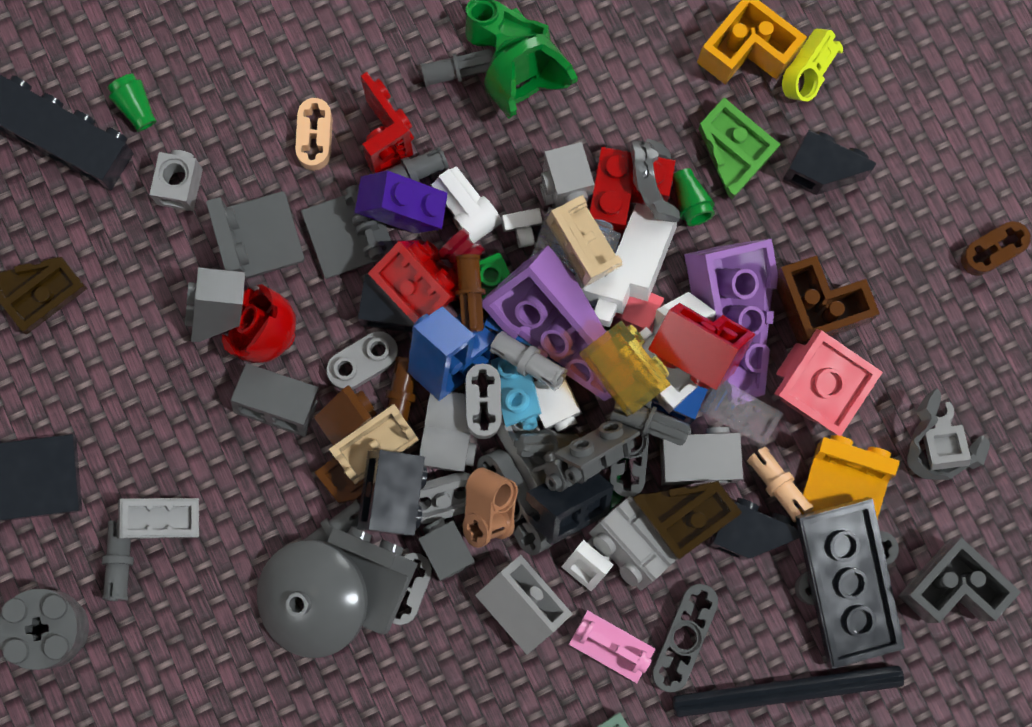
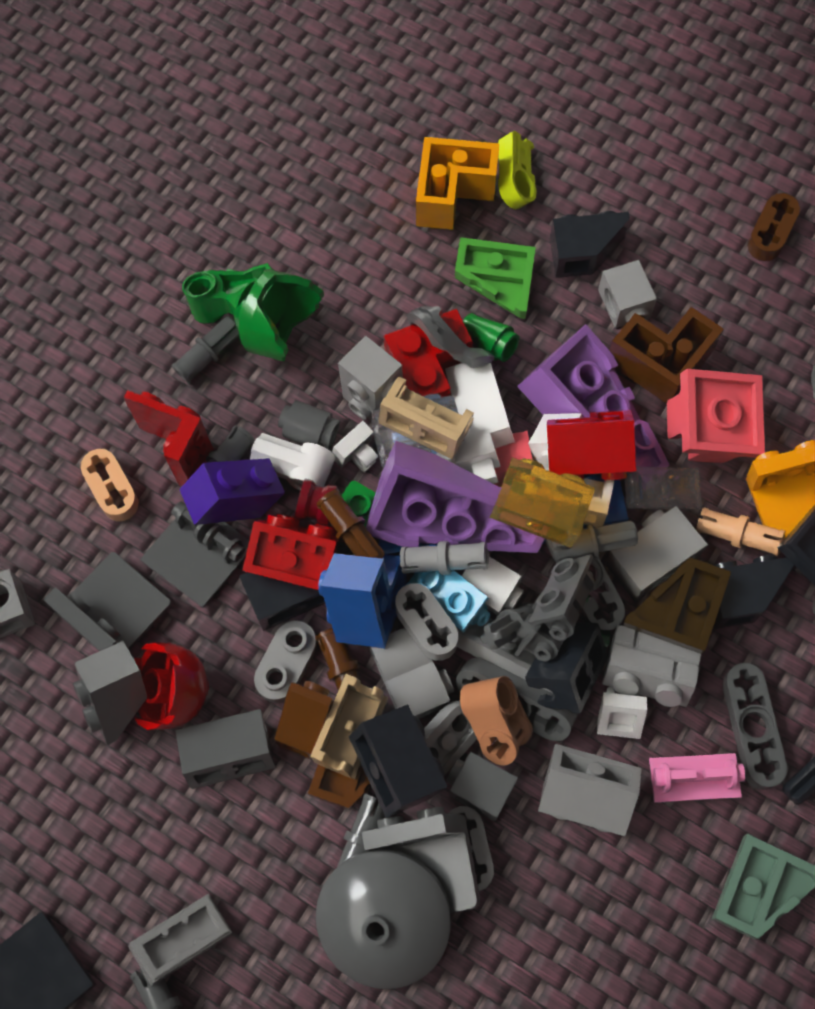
camera: 25 degrees left, 10 degrees down
(497, 183) = (308, 424): none -> dark grey brick
(828, 232) = (626, 292): none -> light grey brick

